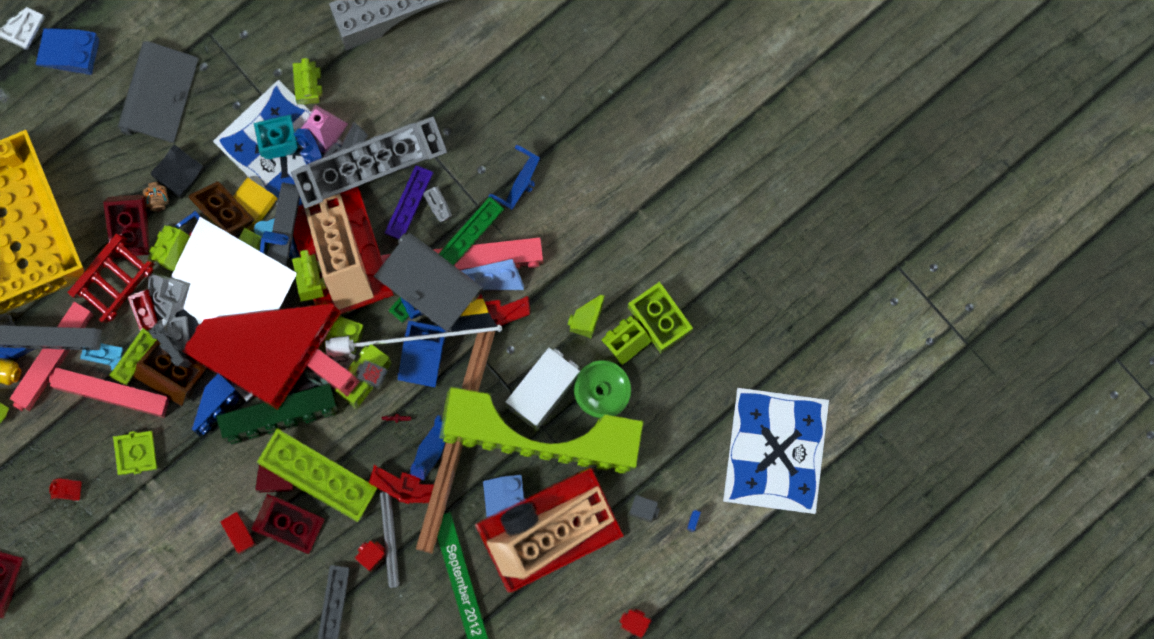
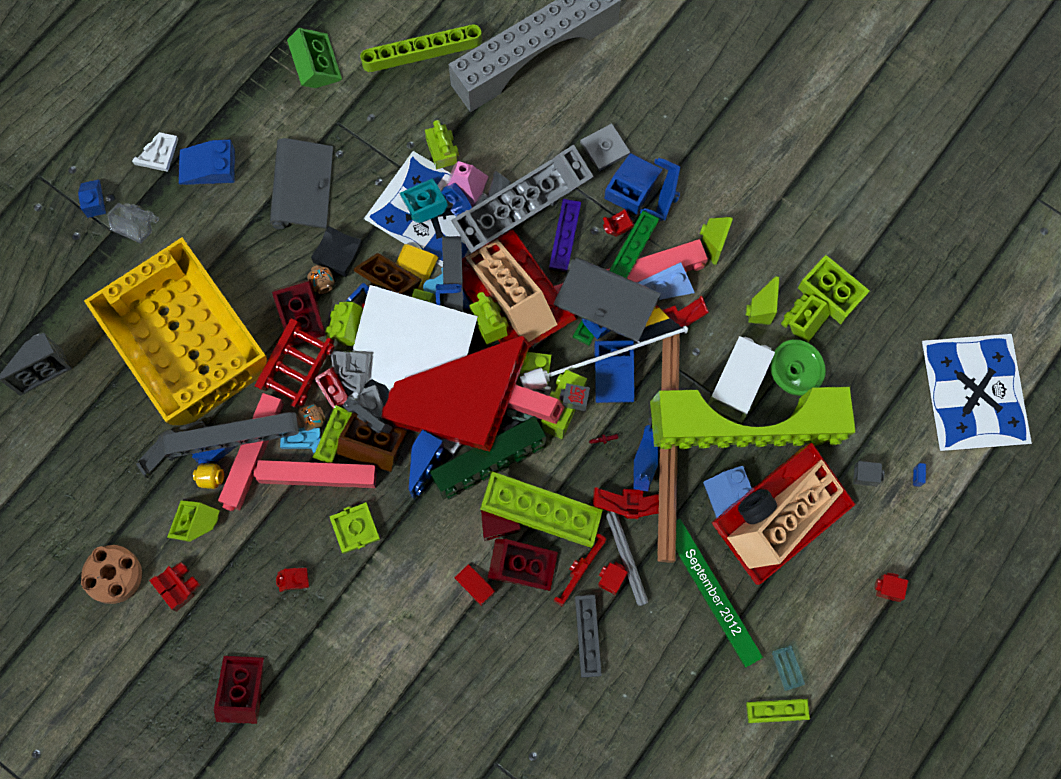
camera: 10 degrees left, 5 degrees down
(115, 335) = (310, 417): none -> medium nougat head
(339, 539) = (579, 568): none -> red plate
(437, 204) = (593, 232): light grey hinge -> none
(464, 202) = (618, 223): none -> red bracket
(472, 118) = (605, 147): none -> light grey plate
(490, 163) = (632, 183): none -> blue slope
(557, 238) = (714, 236): none -> lime slope

